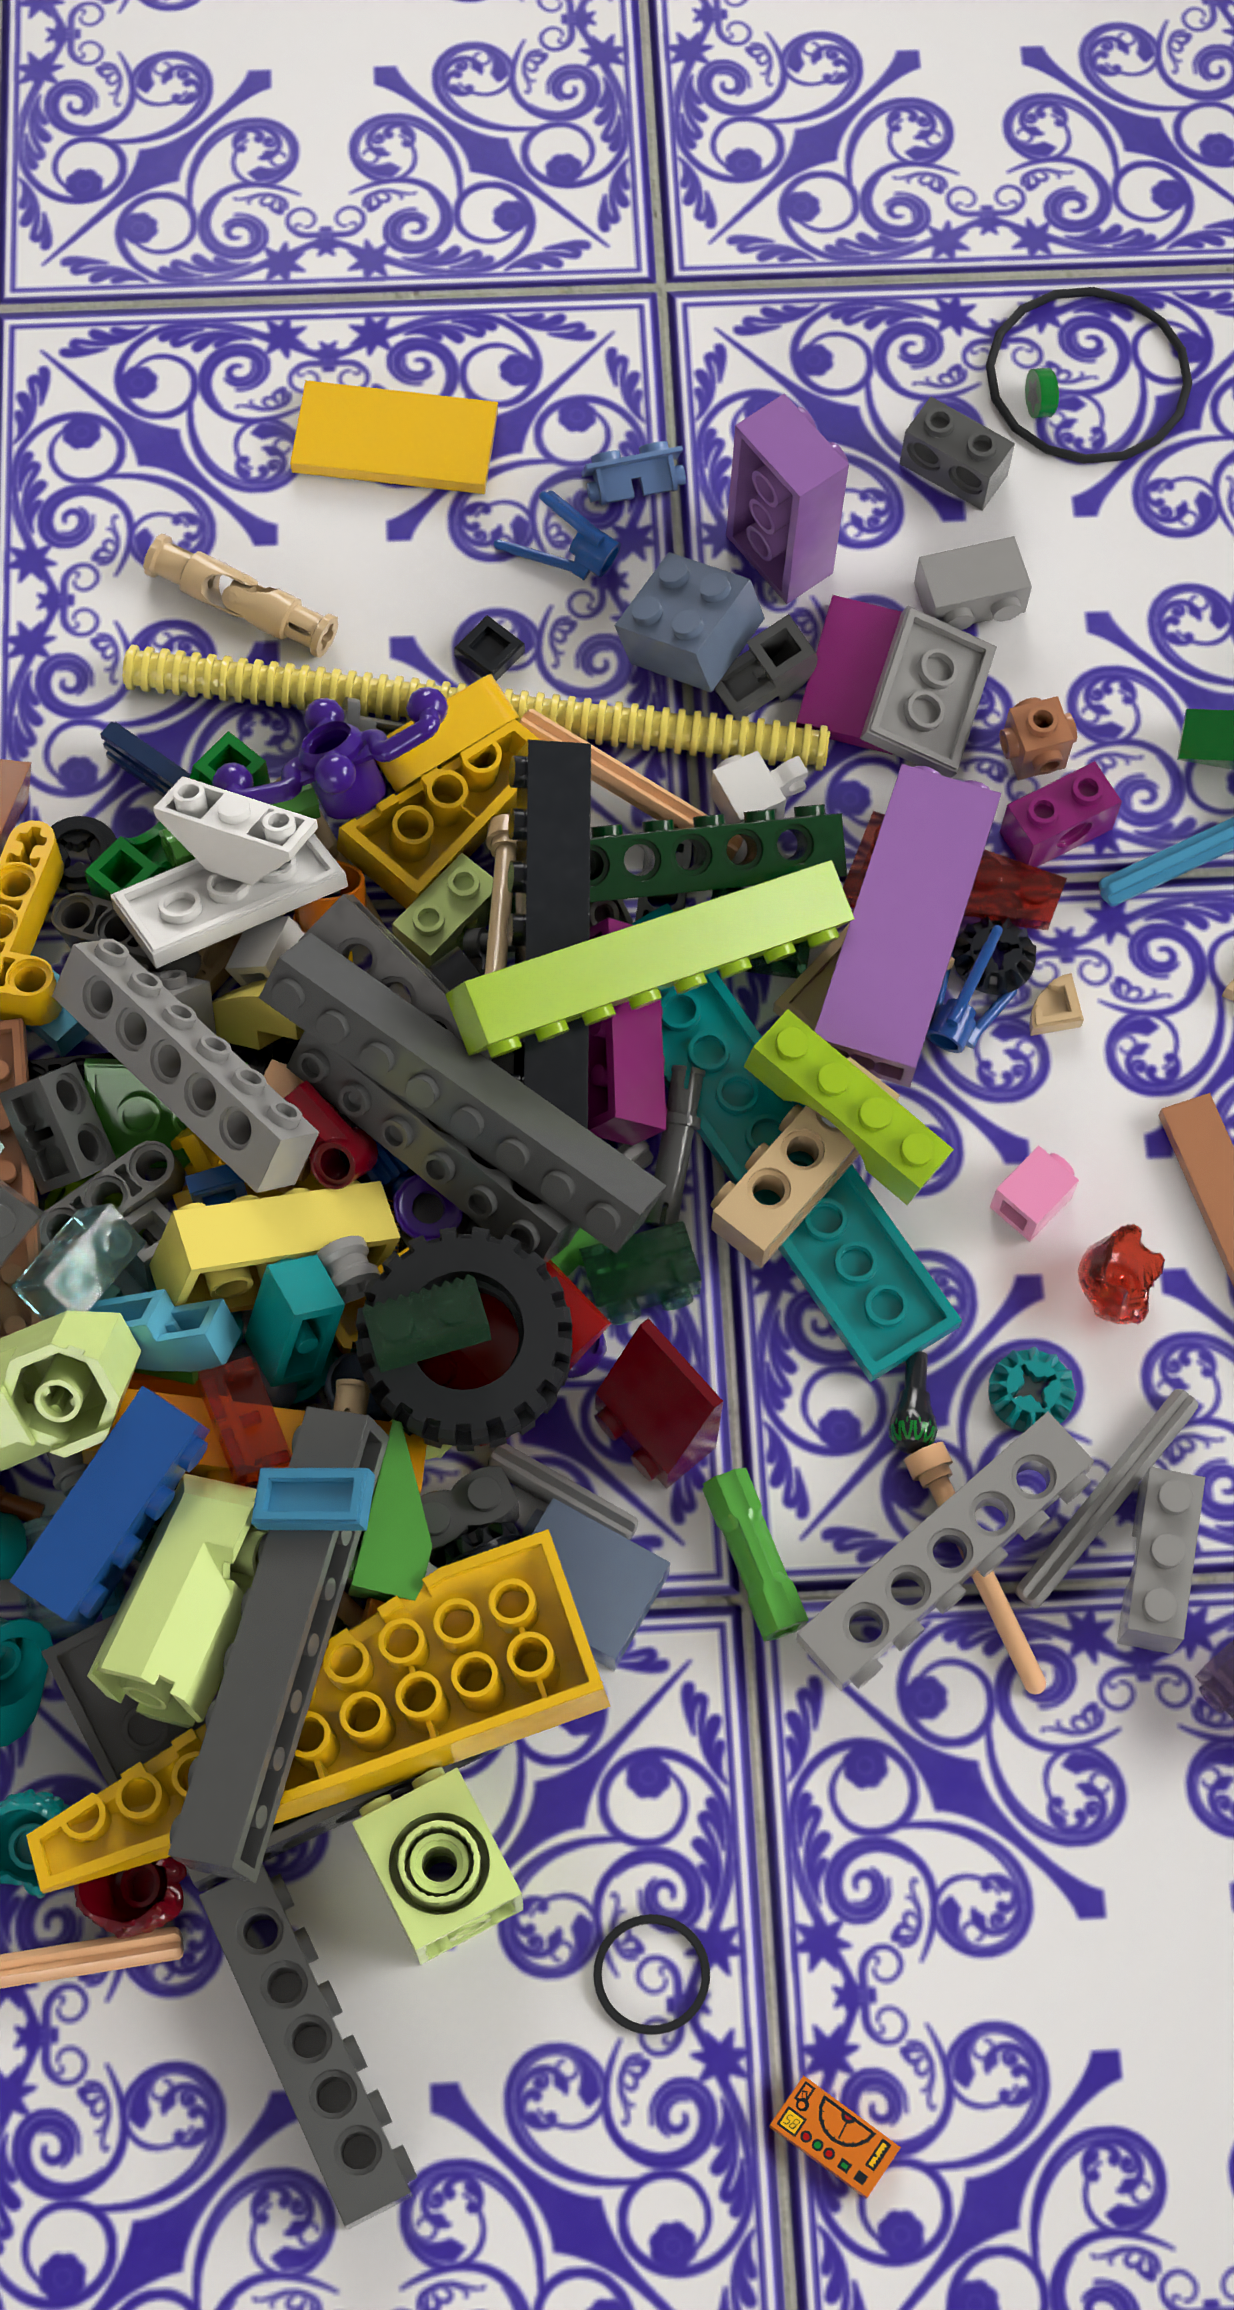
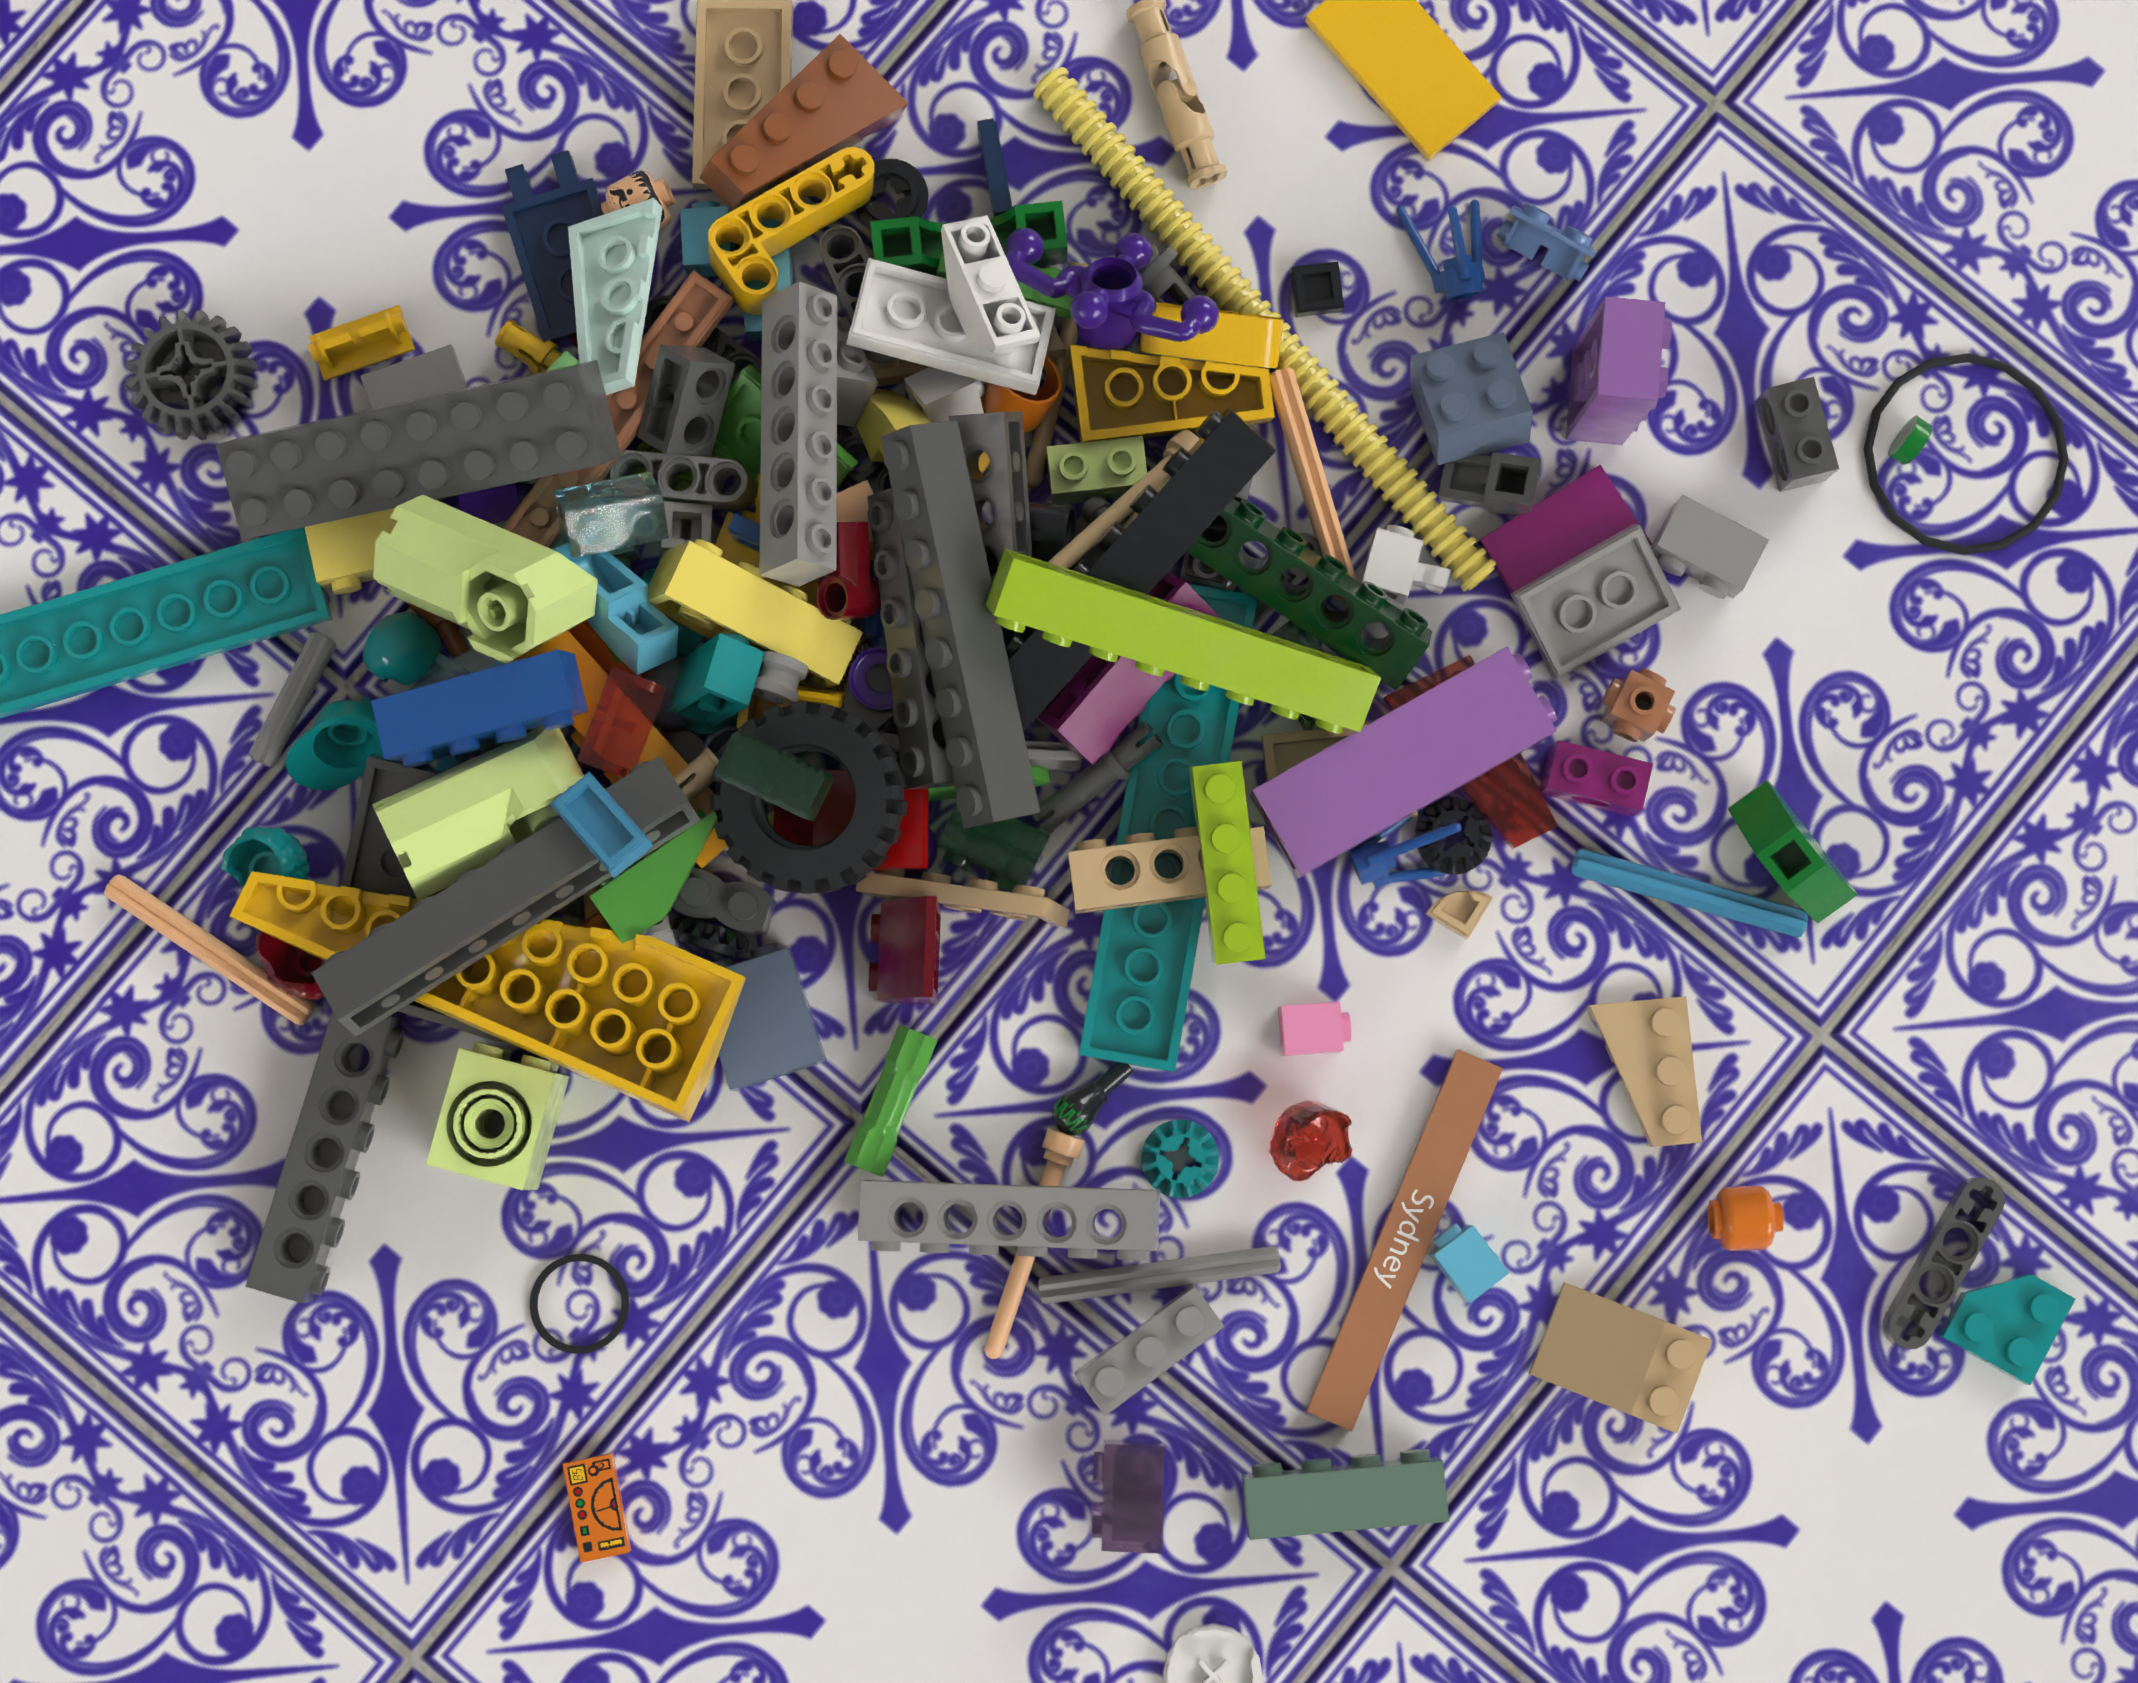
camera: 40 degrees right, 15 degrees up
(549, 1484) = (808, 952): light grey axle -> none
(672, 1314) = (972, 898): none -> tan wing

